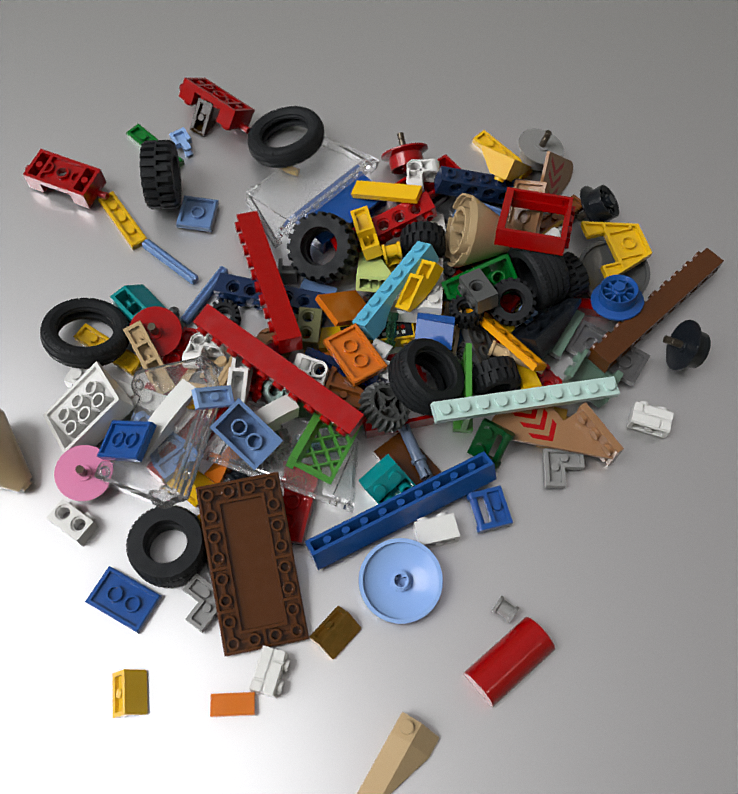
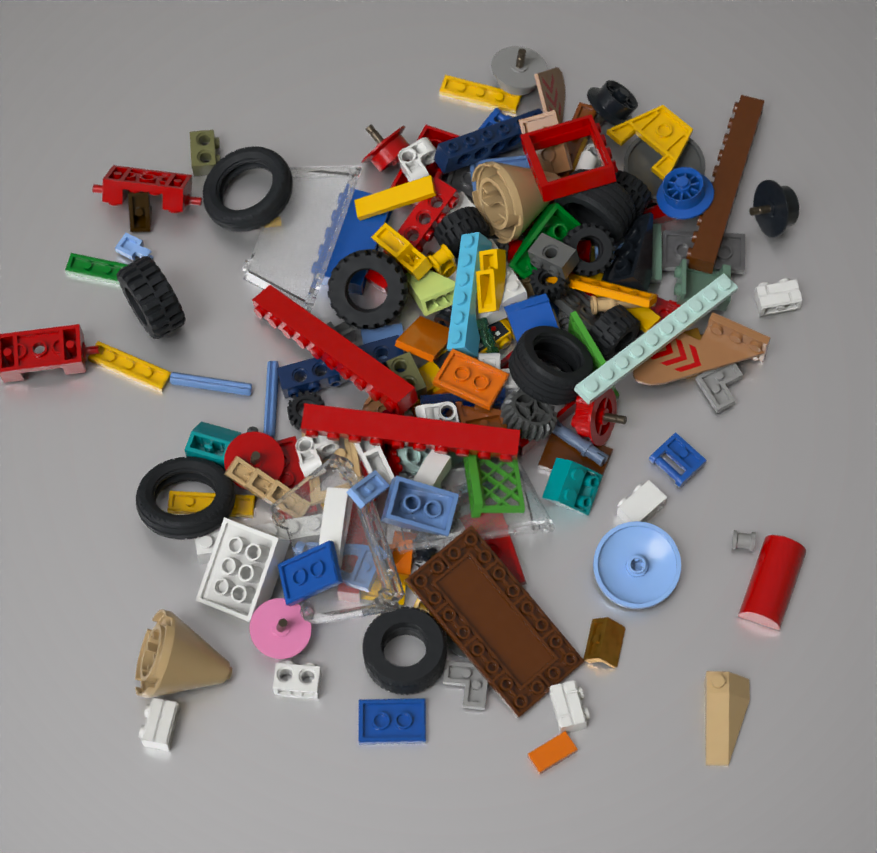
camera: 25 degrees left, 0 degrees up
(129, 693) = (453, 794): yellow panel -> none
(197, 213) = (206, 319): medium blue plate -> none
(275, 97) = (203, 153): none -> olive brick
(400, 510) = (599, 503): blue brick -> none
(441, 439) = (597, 418): none -> red piece
(486, 437) = (638, 397): dark green plate -> none
(503, 166) = (498, 110): yellow wedge -> none

